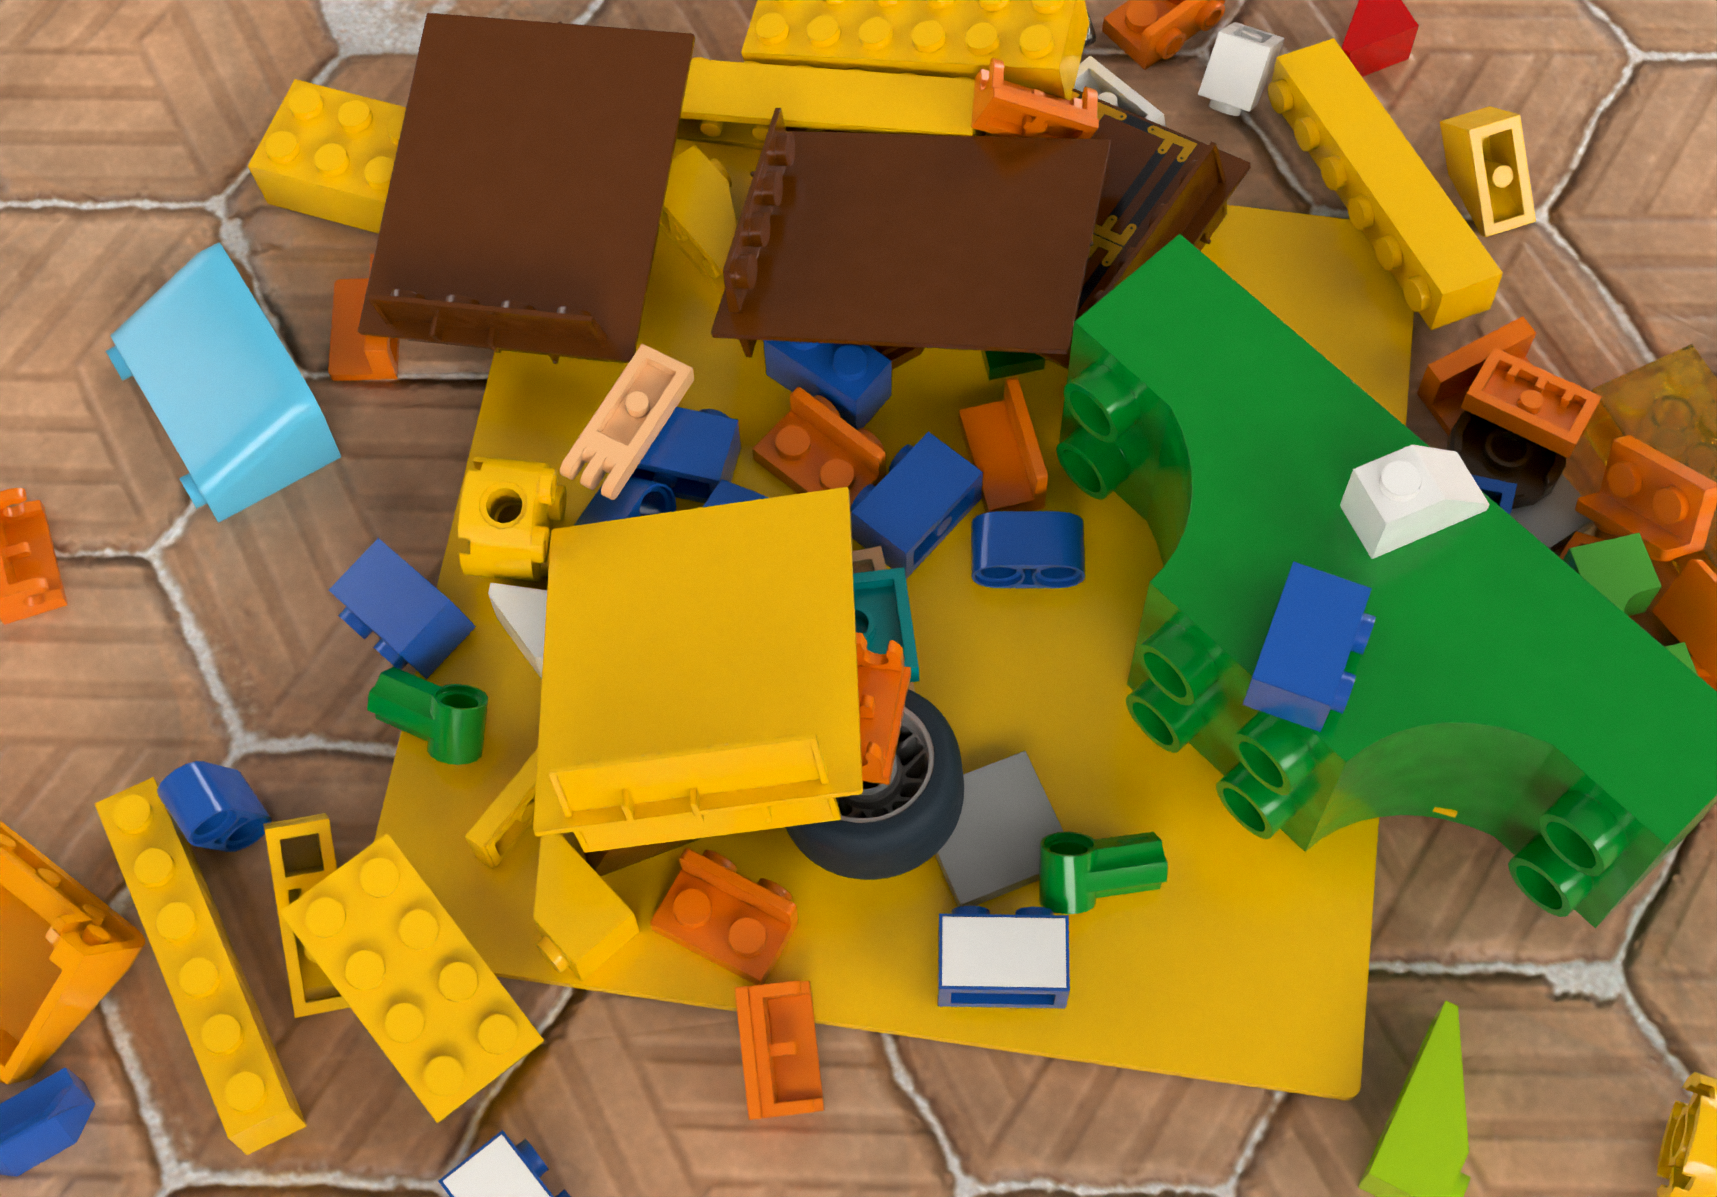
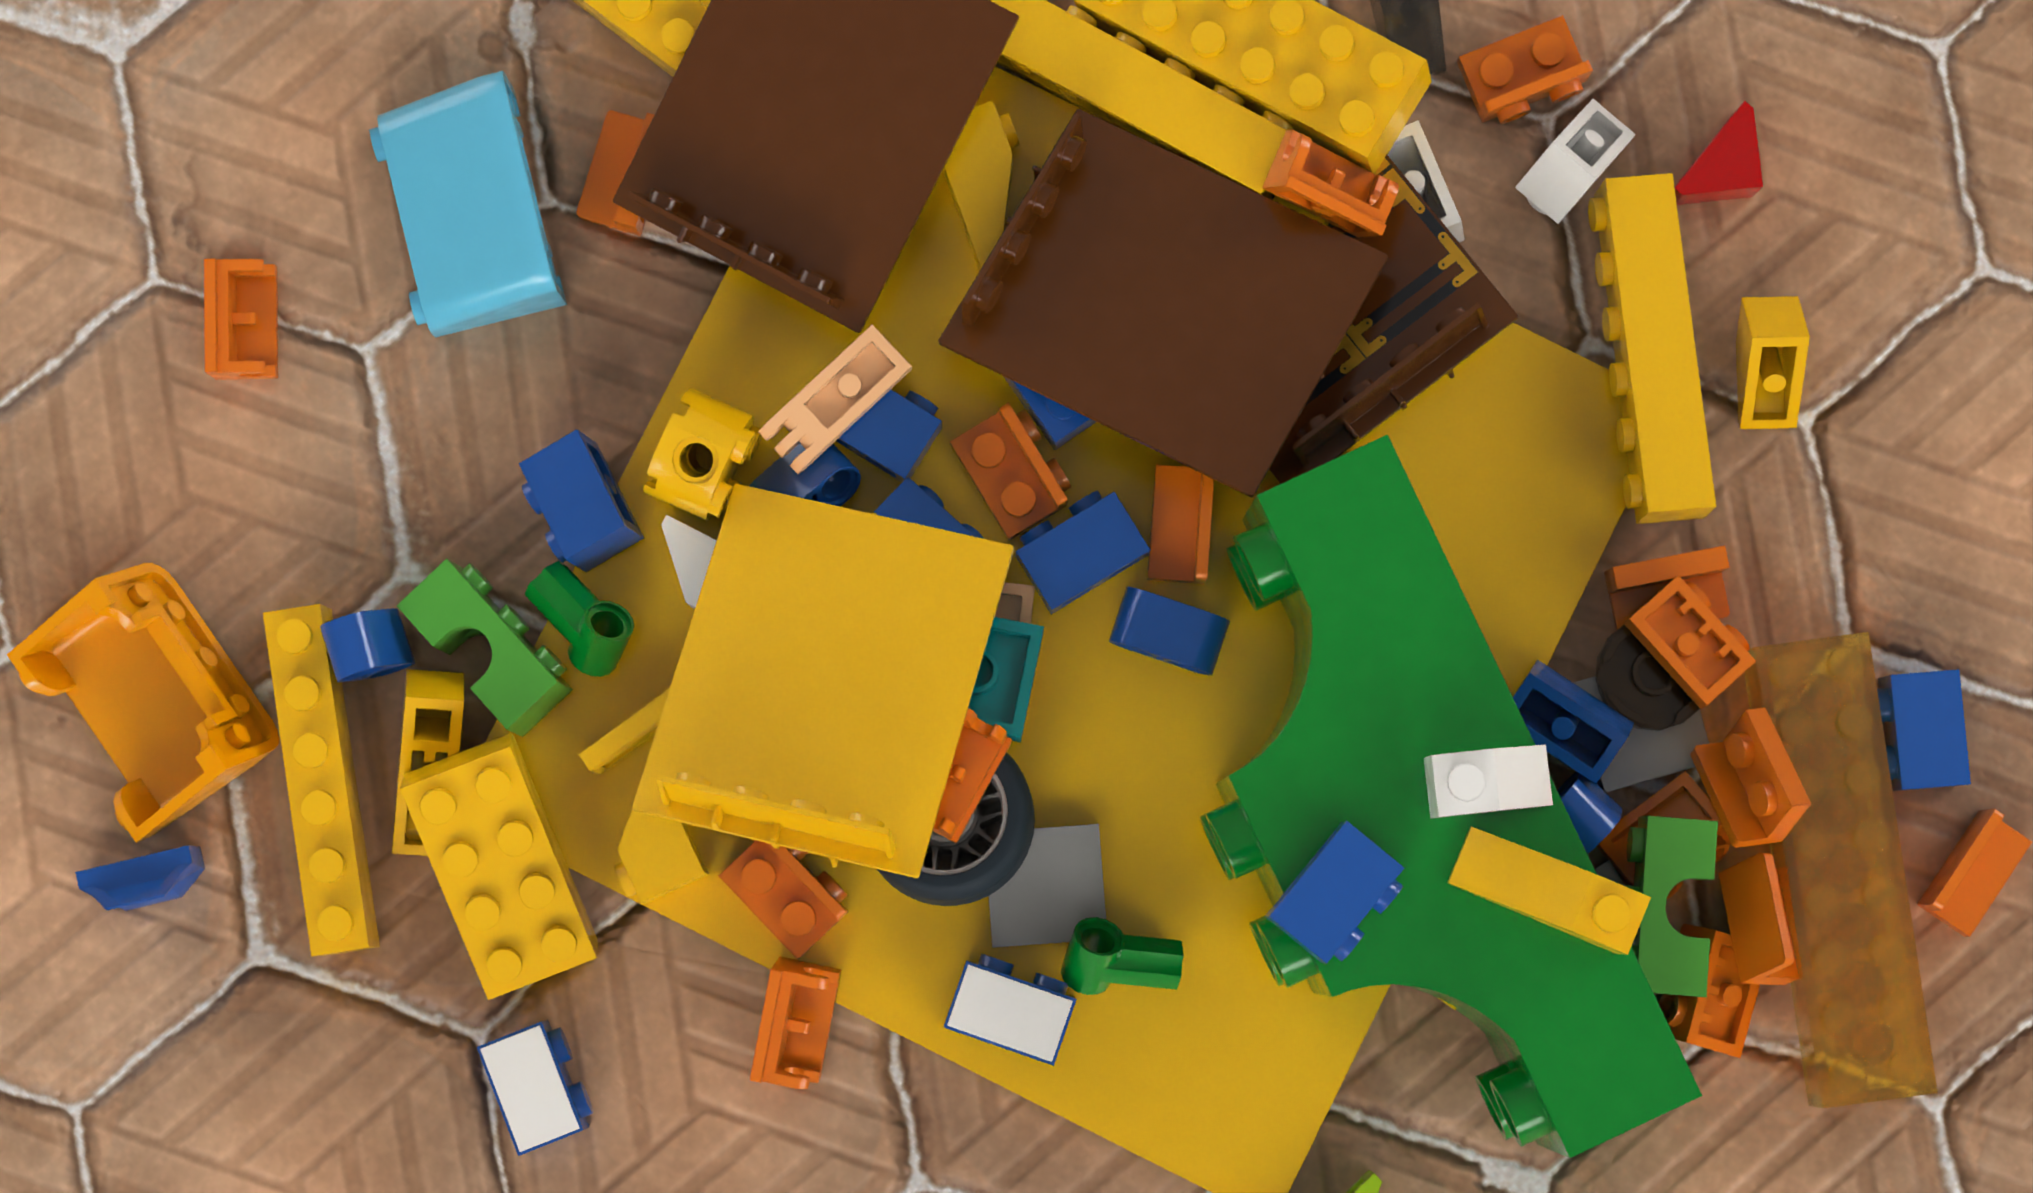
camera: 15 degrees right, 20 degrees up
(302, 749) = (520, 680): none -> bright green arch
(1532, 578) = (1550, 891): none -> yellow slope

